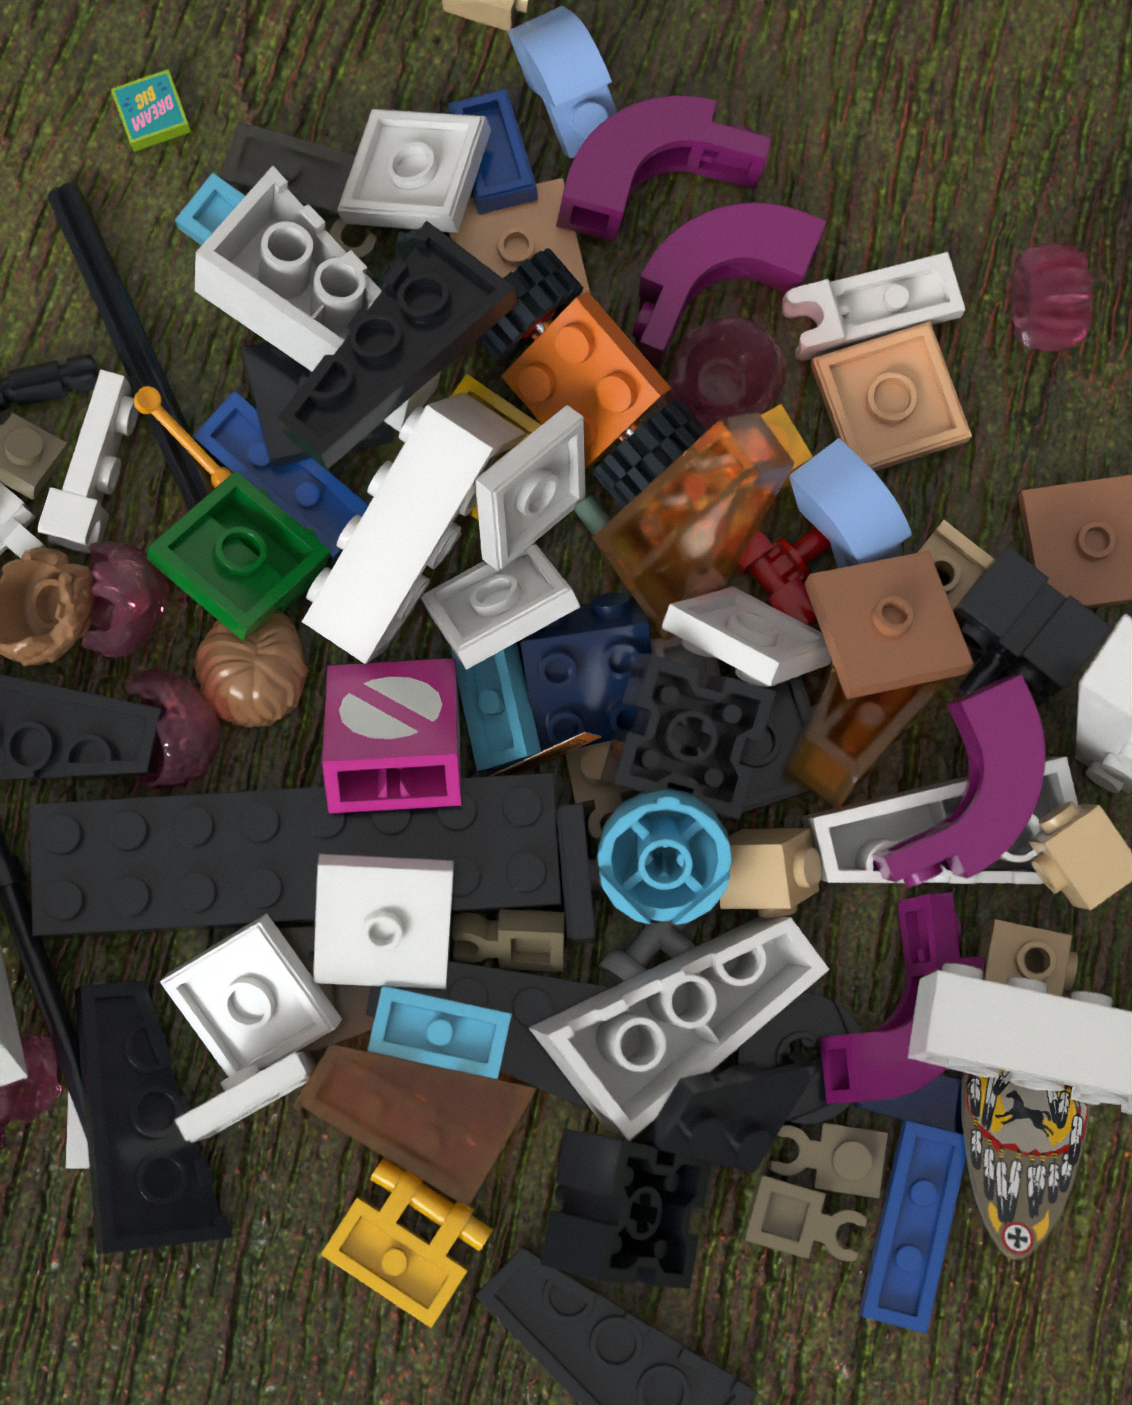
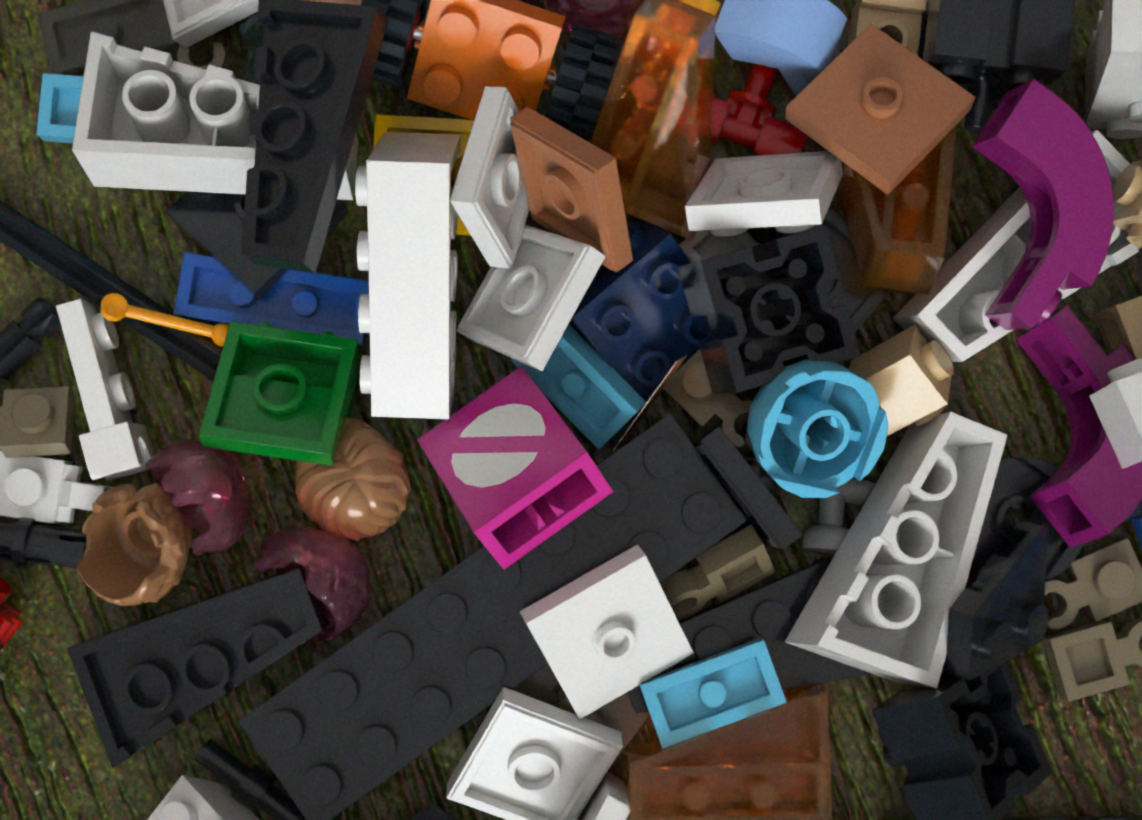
camera: 30 degrees left, 5 degrees up
(587, 533) = (572, 186): none -> nougat plate

